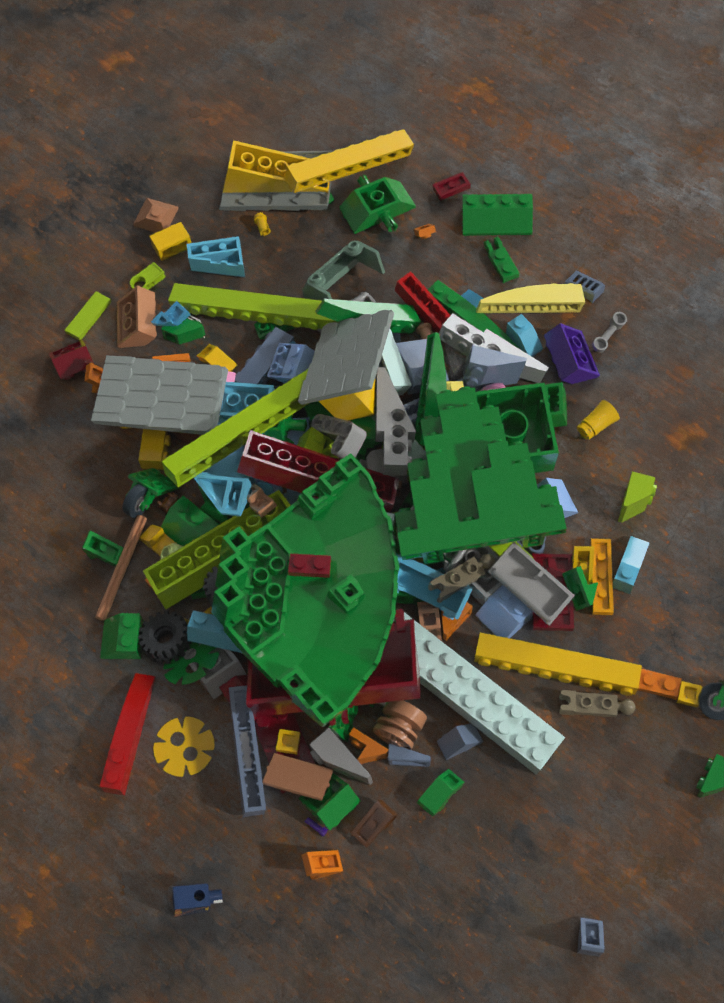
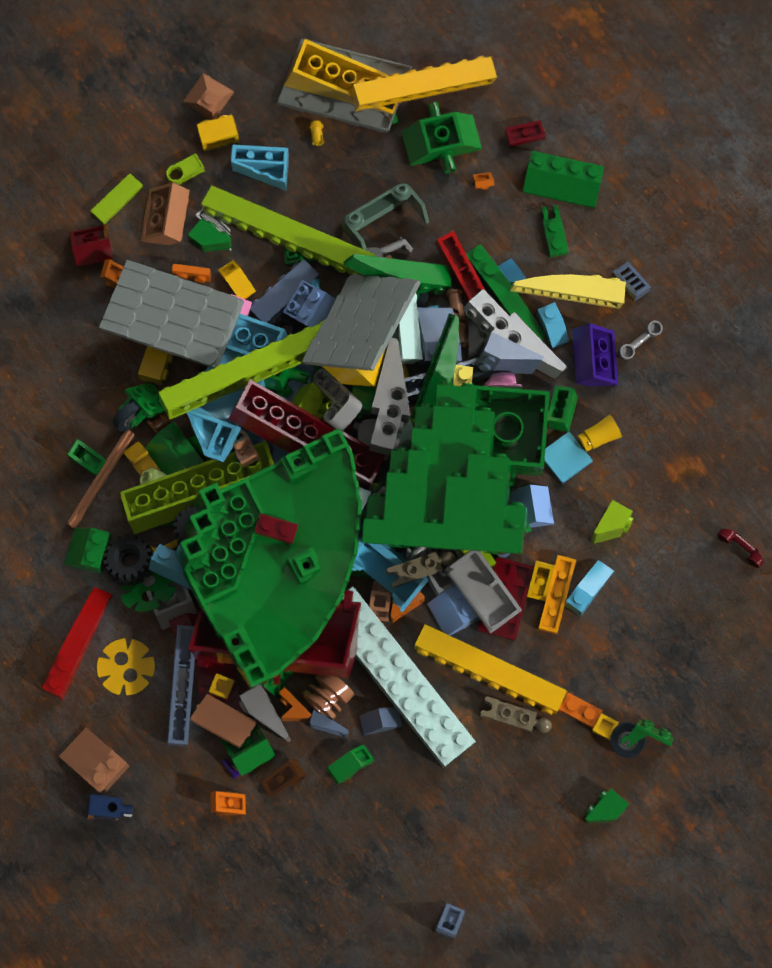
camera: 10 degrees right, 10 degrees up
(170, 852) = (94, 761): none -> nougat slope
(172, 317) = (202, 224): dark azure slope -> none
(573, 449) = (566, 457): none -> medium azure tile
(579, 587) = (531, 607): green slope -> none

